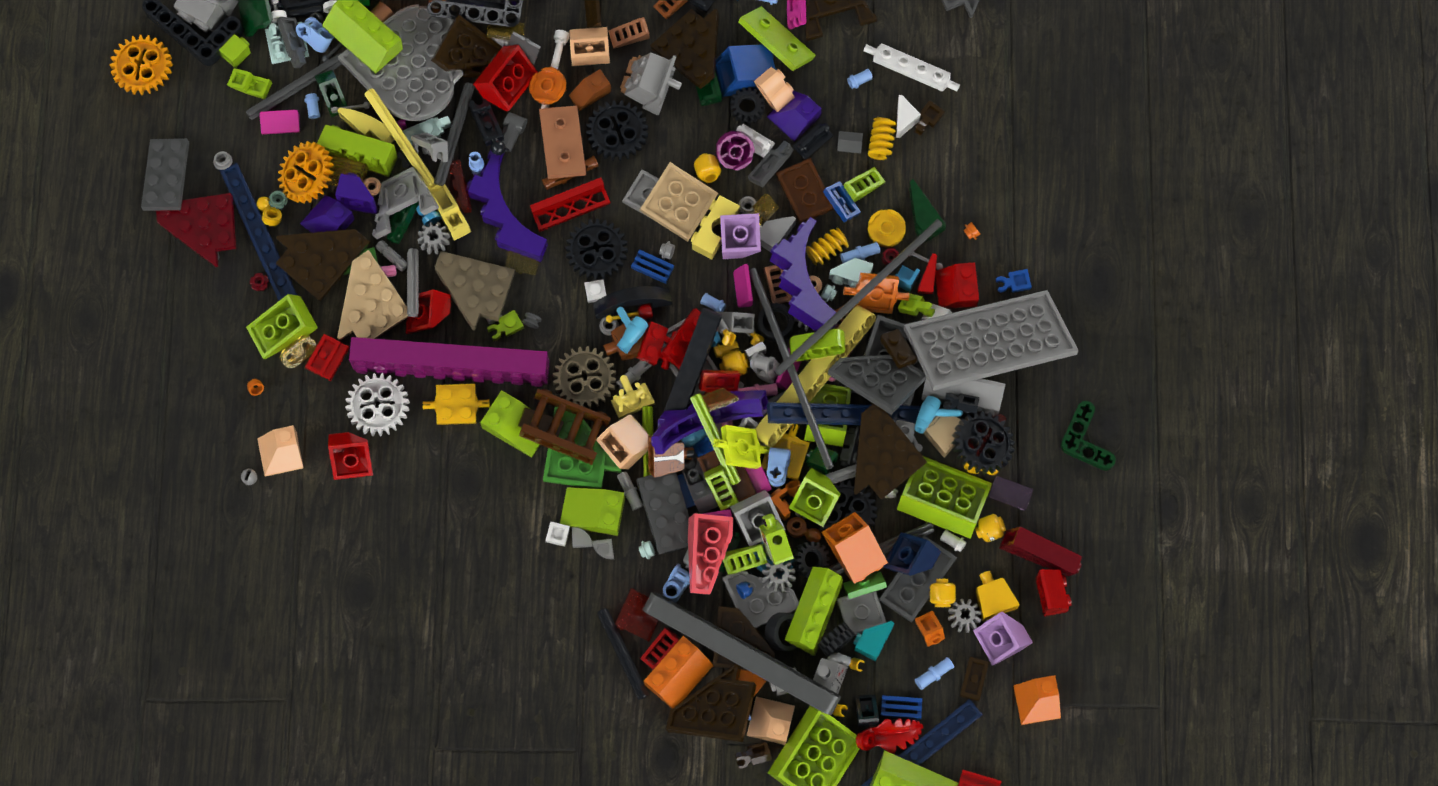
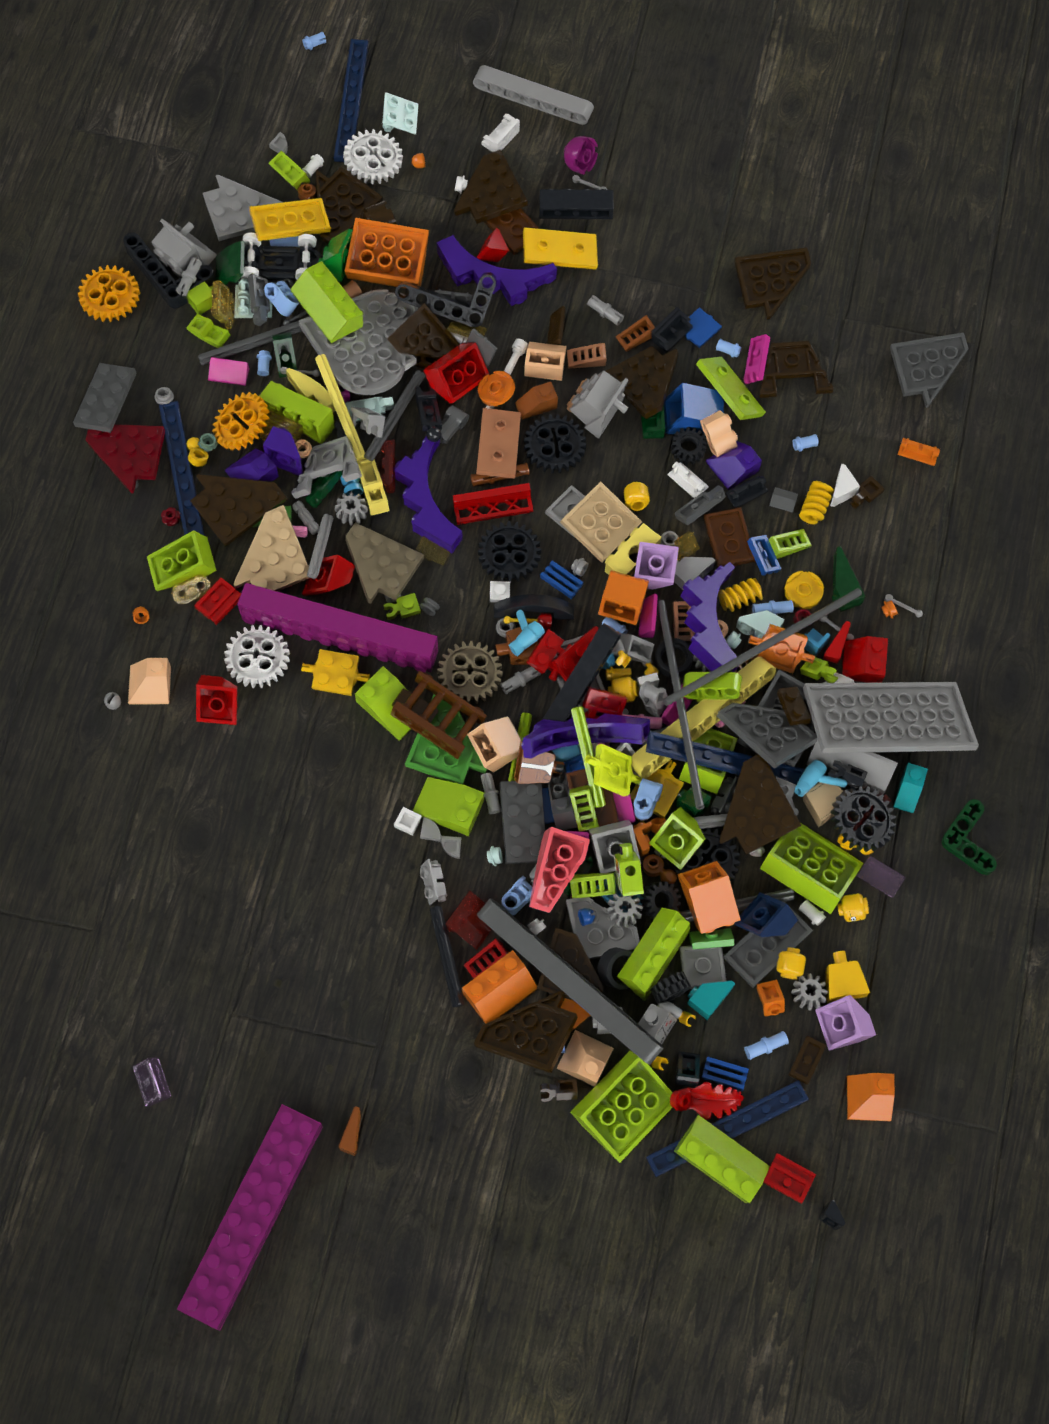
camera: 10 degrees right, 5 degrees down
(218, 33) = (188, 276): none -> light grey pin
(258, 54) = (222, 304): none -> clear yellow plate
(476, 163) = (409, 444): light blue pin -> none
(590, 578) = (430, 873): none -> light grey hinge
(632, 400) = (513, 704): light yellow piece -> none
(700, 608) = (536, 926): none -> white plate
(716, 274) = (623, 597): none -> orange slope
(719, 399) = (601, 718): clear yellow piece -> none
(734, 150) = (667, 483): magenta cylinder -> none
(911, 67) = (859, 442): white plate -> none
(969, 219) = (918, 613): none -> light grey hinge
(971, 65) = (918, 451): none -> orange hinge
(1017, 281) = (926, 666): blue plate -> none
(1022, 402) = (910, 787): none -> teal slope
(1040, 551) = (902, 942): dark red slope -> none
(1052, 592) = (906, 986): red slope -> none

